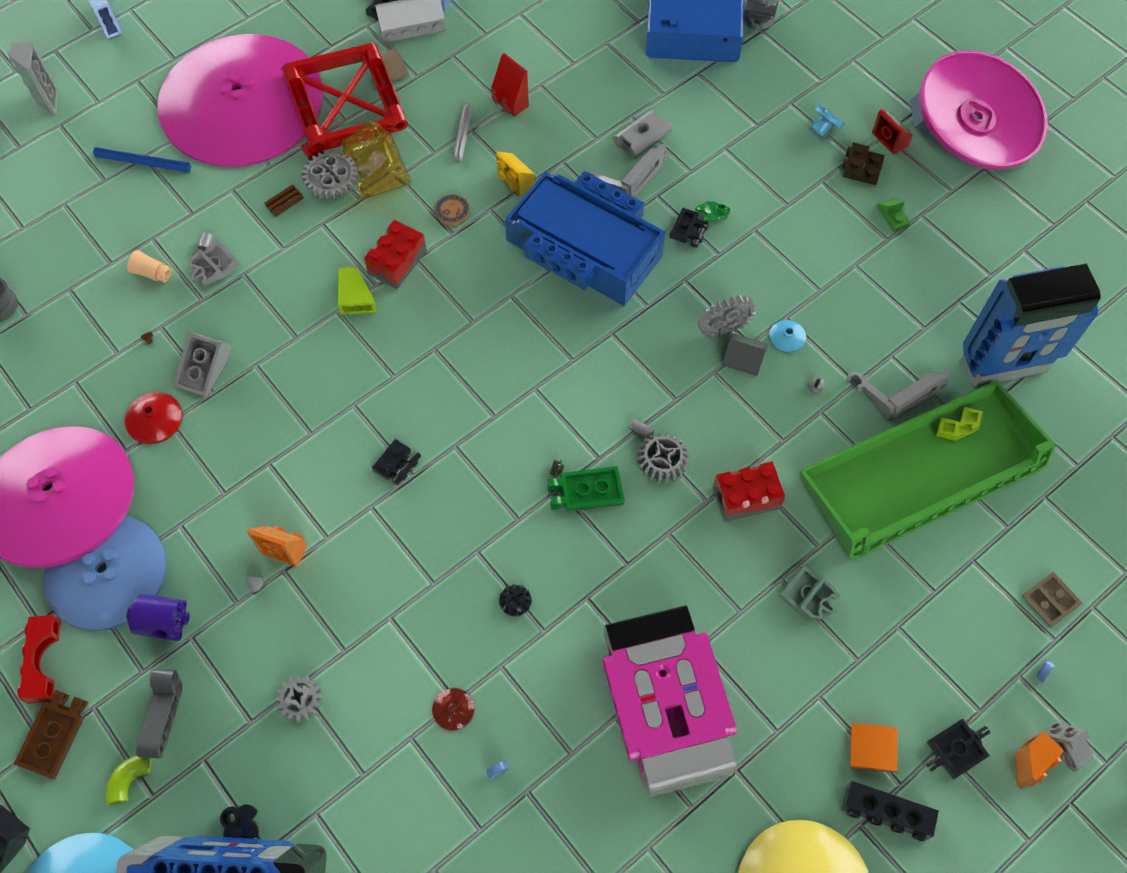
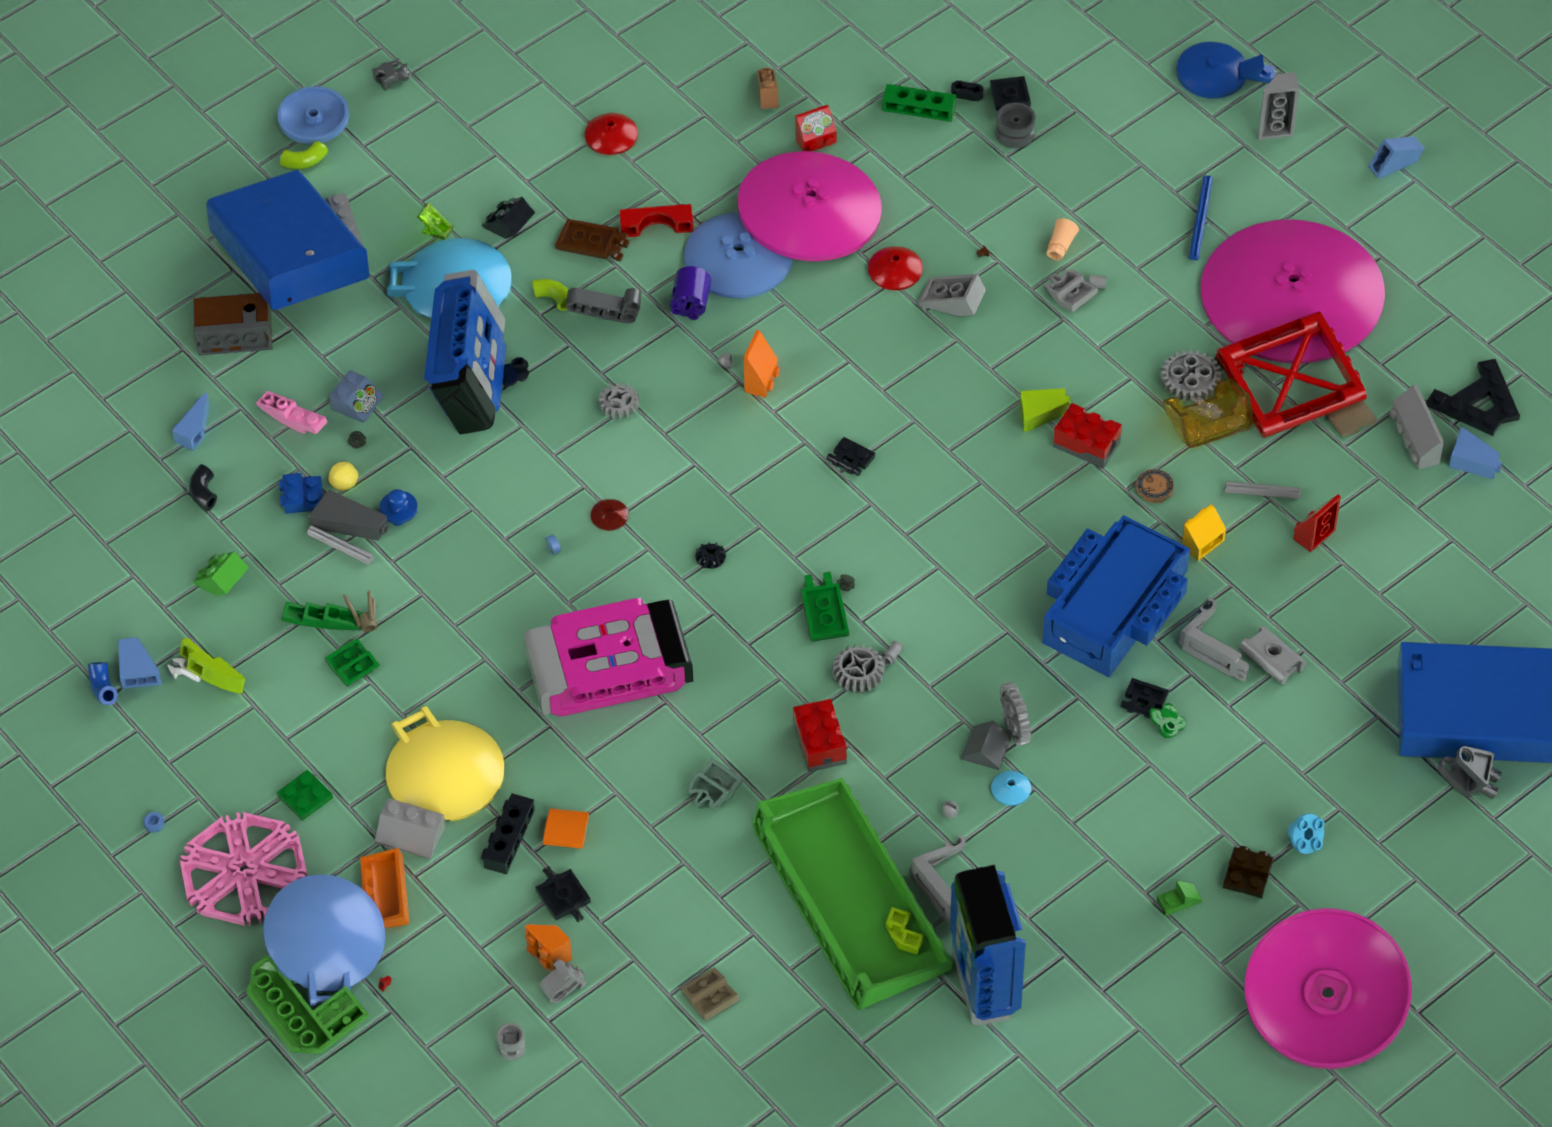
camera: 90 degrees right, 10 degrees down
(282, 198) = (1159, 340): reddish brown tile -> none
(891, 132) = (1294, 896): red slope -> none
(1045, 670) = (636, 974): medium blue tile -> none

